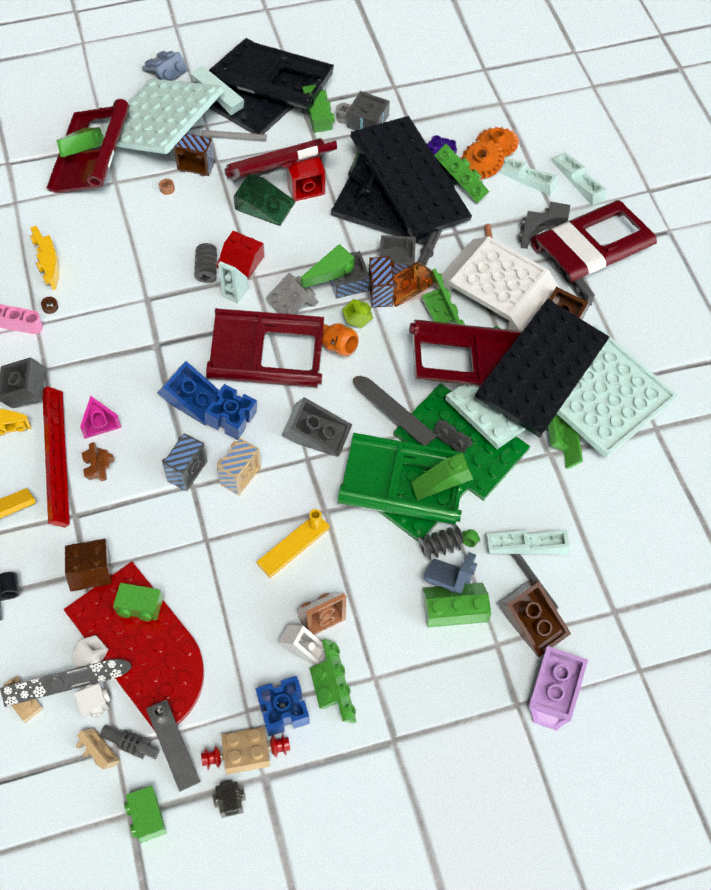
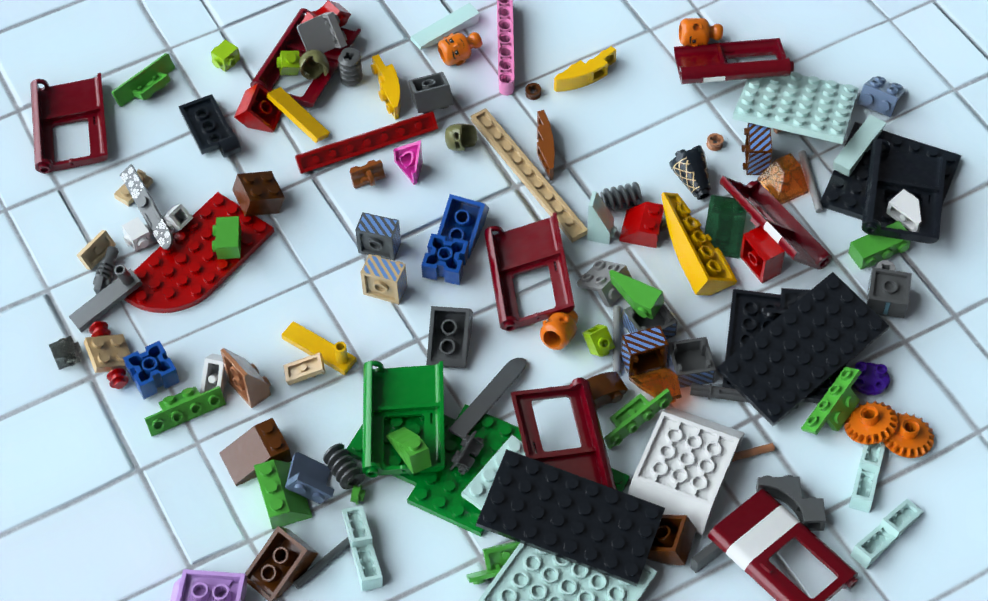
camera: 80 degrees right, 5 degrees down
(40, 164) = (697, 31): none -> orange piece
(80, 141) = (730, 47): bright green slope -> none
(84, 372) = (460, 136): none -> olive helmet
(129, 307) = (545, 144): none -> dark orange slope
(143, 330) = (529, 175): none -> tan plate
(145, 813) = (45, 297): bright green brick -> none
(199, 205) = (692, 171): none -> black cone
(227, 148) = (784, 179): none -> clear orange slope
(293, 224) = (699, 259): none -> yellow wedge
(296, 77) = (906, 209): none -> white slope
(320, 558) = (304, 368): none -> tan plate
(343, 302) = (617, 339): none -> light grey bar
(403, 318) = (607, 388): none -> reddish brown brick
(405, 620) = (254, 447): none -> slope

